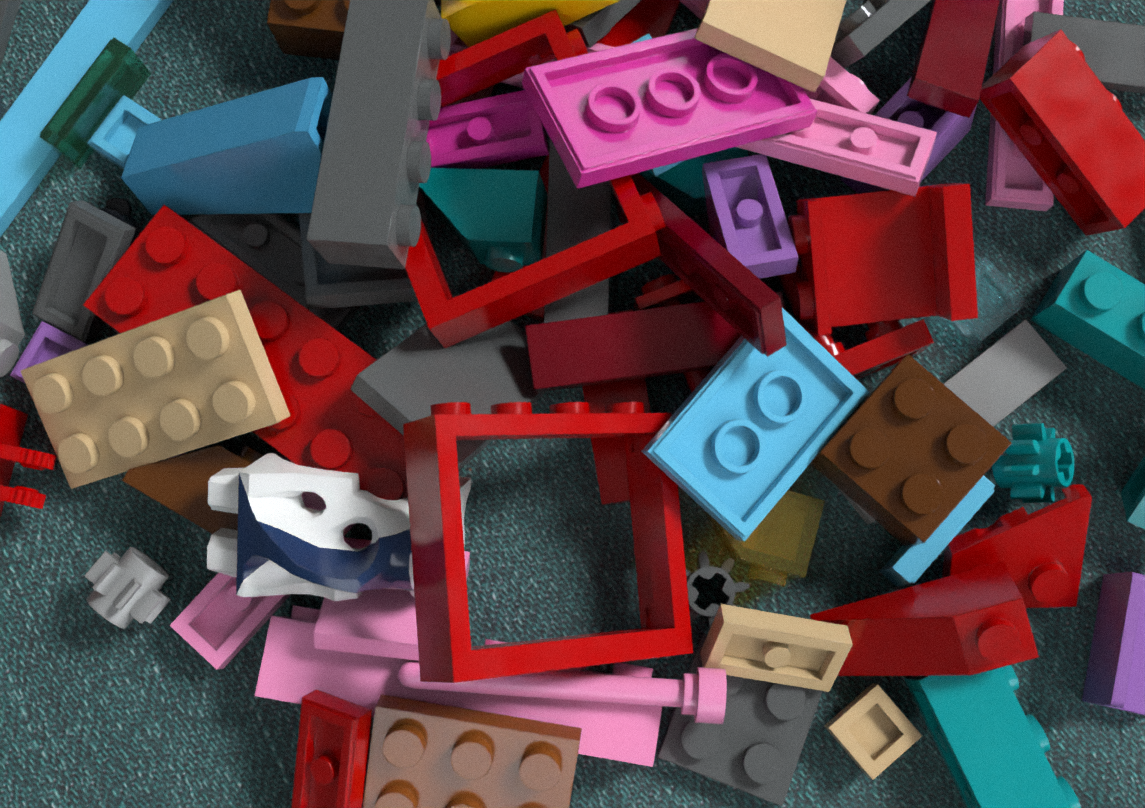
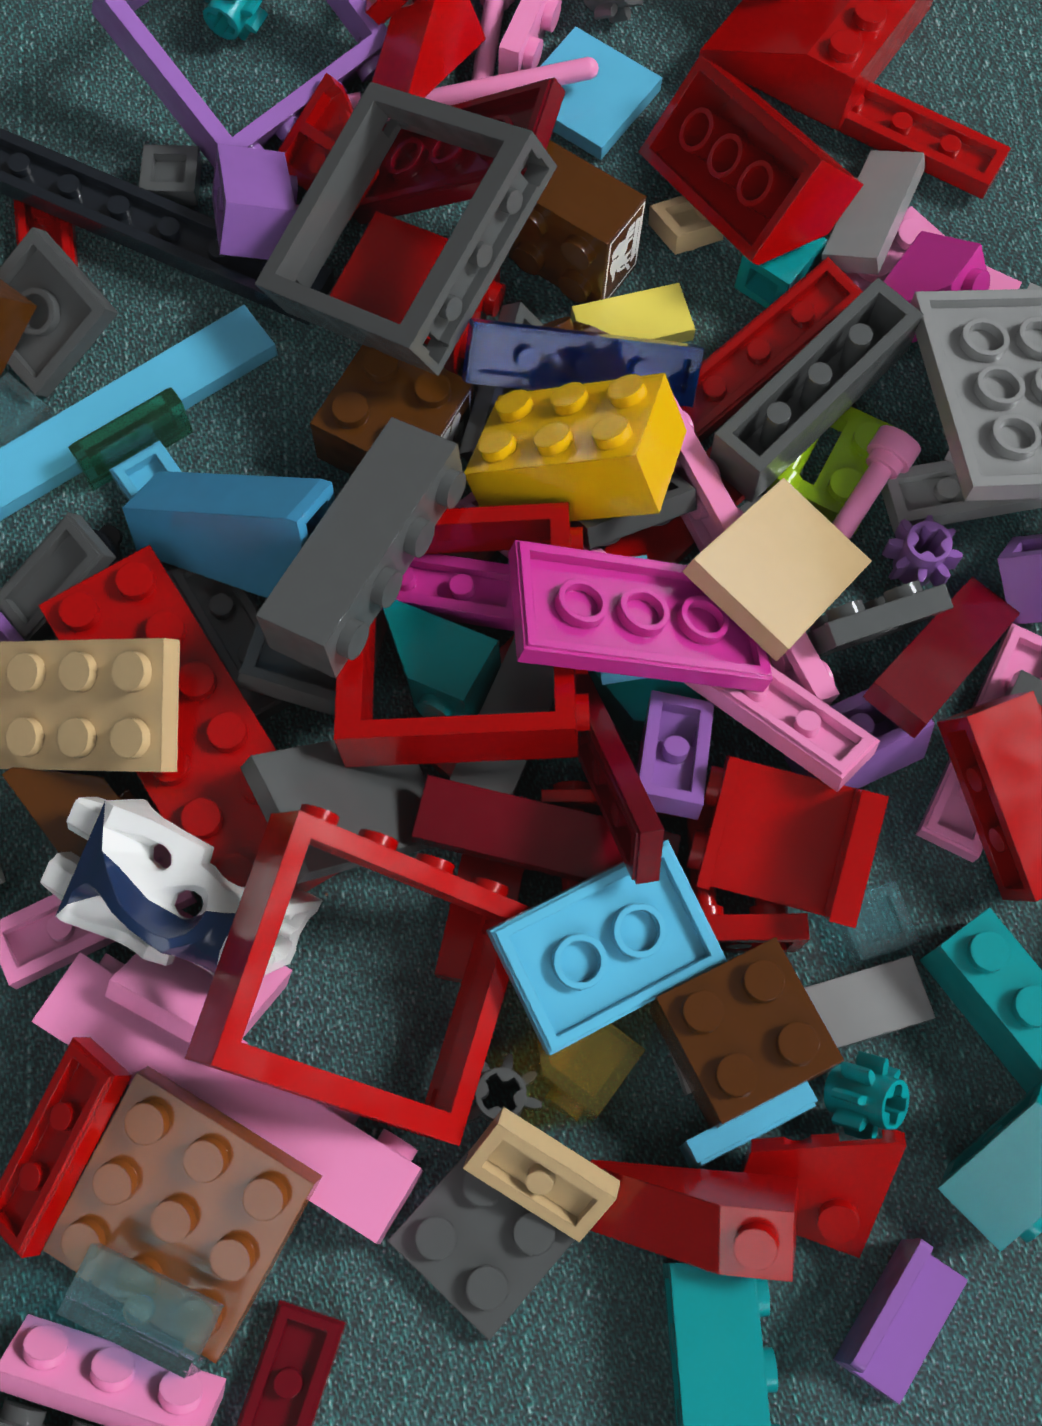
camera: 15 degrees right, 10 degrees down
(695, 694) = (445, 1186): bright pink piece -> none
(873, 731) = (608, 1301): tan plate -> none

